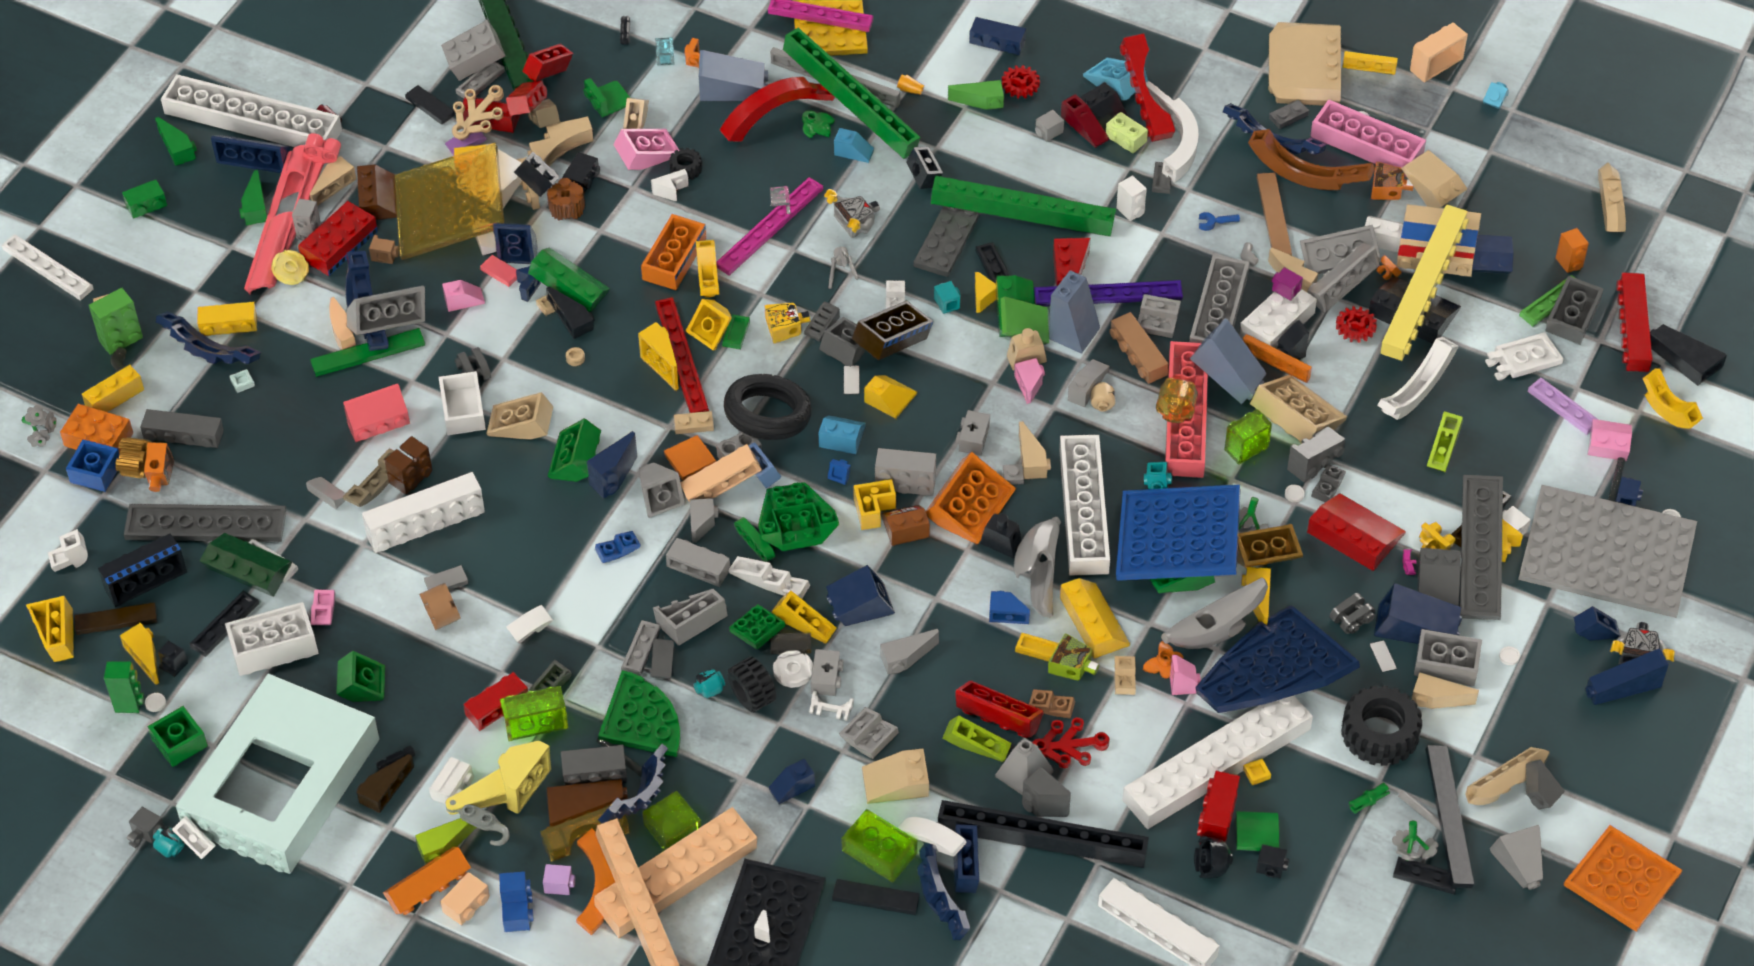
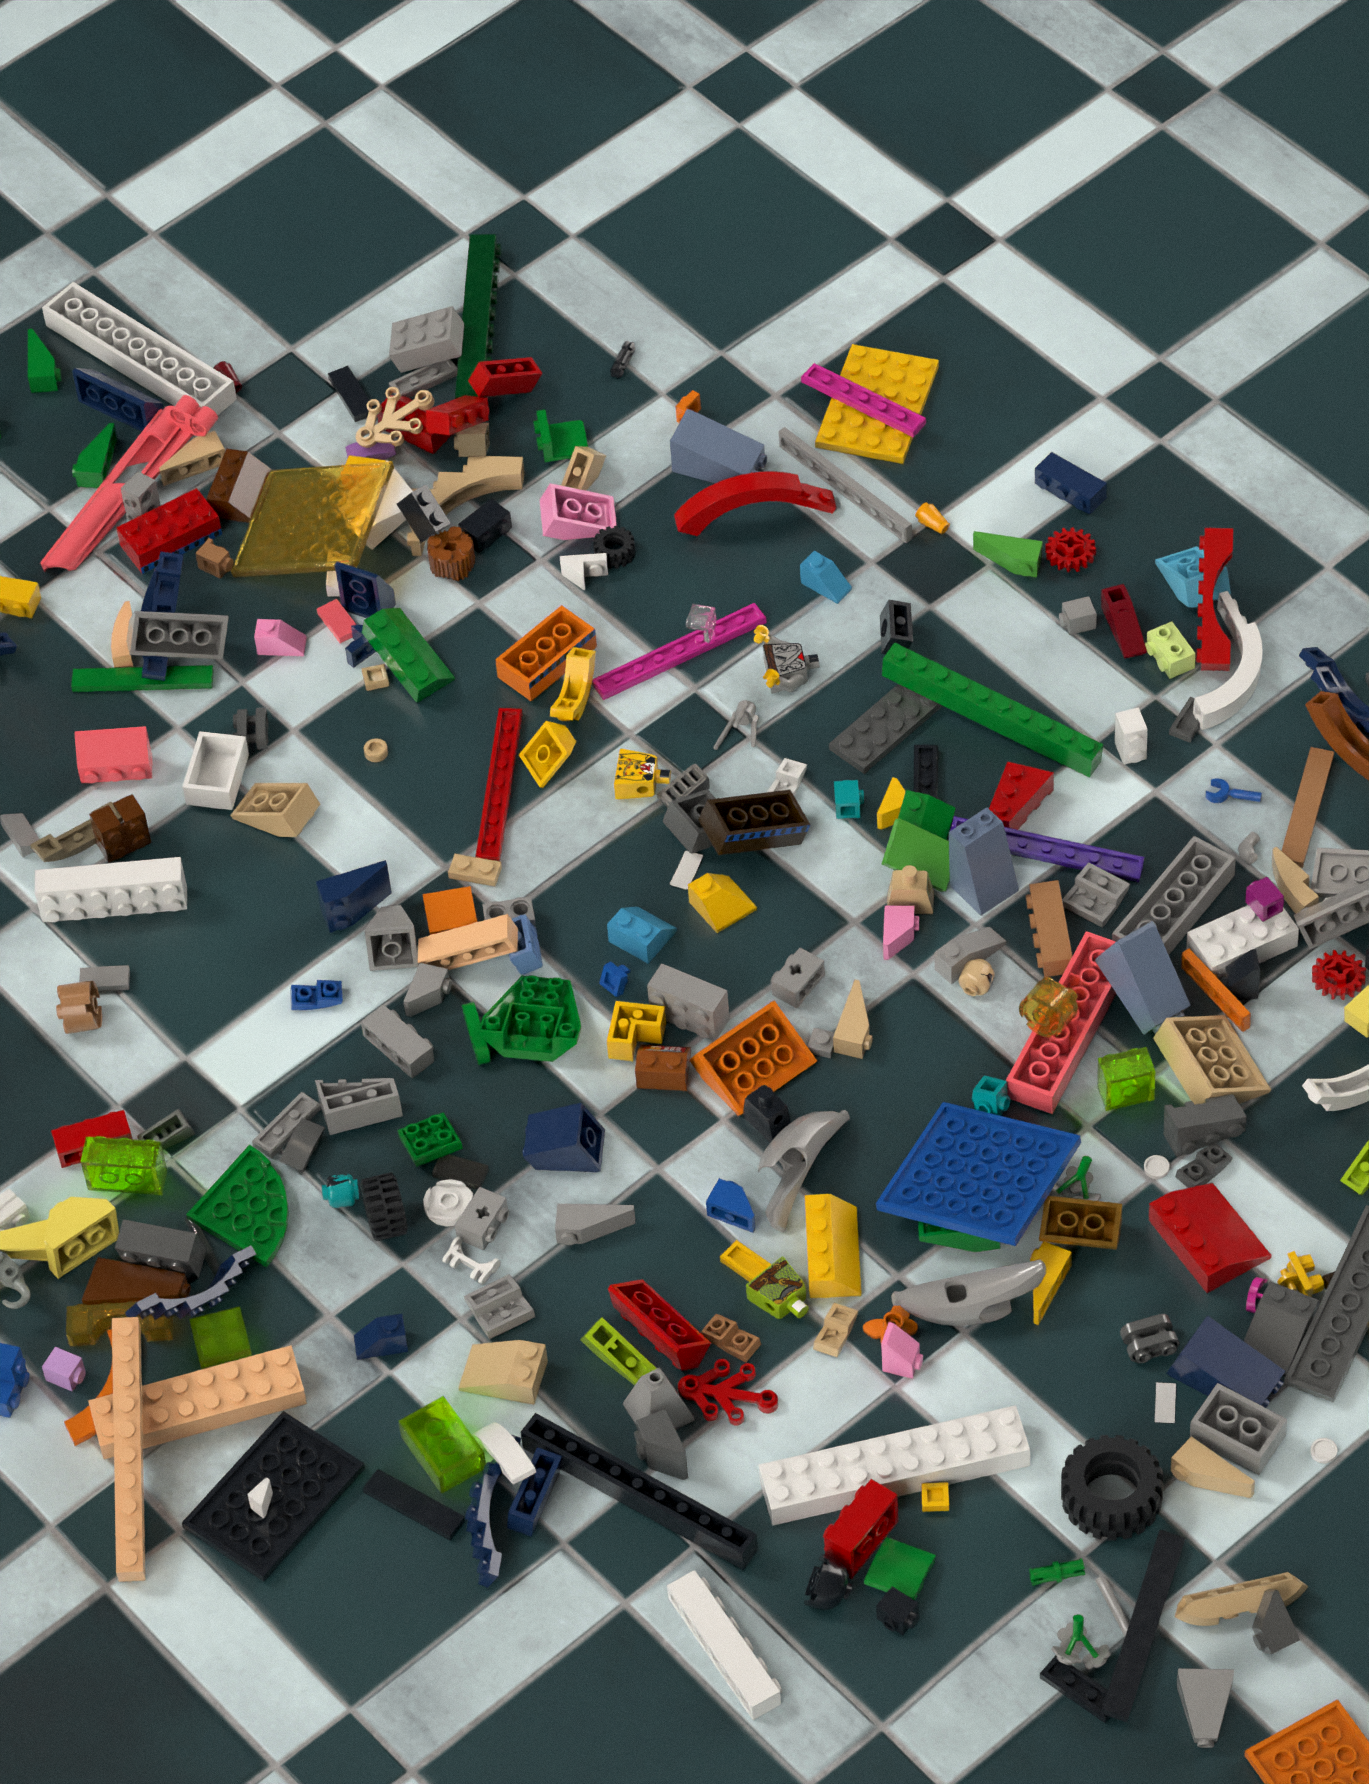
camera: 25 degrees right, 0 degrees up
(290, 267) = (100, 551): light yellow tile -> none
(529, 623) = (172, 1056): white slope -> none
(572, 314) = (393, 697): black slope -> none
(573, 450) = (322, 859): green slope -> none
(658, 353) = (469, 771): yellow slope -> none
(664, 51) = (655, 398): clear light blue brick -> none
(736, 332) = (577, 772): green tile -> none
(766, 427) = (556, 903): black tyre -> none
(768, 578) = (471, 1084): white slope -> none
(803, 617) = (487, 1145): yellow slope -> none
(819, 124) = (798, 539): green plate -> none
(850, 93) = (847, 509): green brick -> none
(1084, 505) = (884, 1105): white brick -> none
(1104, 103) = (1157, 605): black slope -> none
(1275, 663) = (1015, 1371): dark blue piece -> none

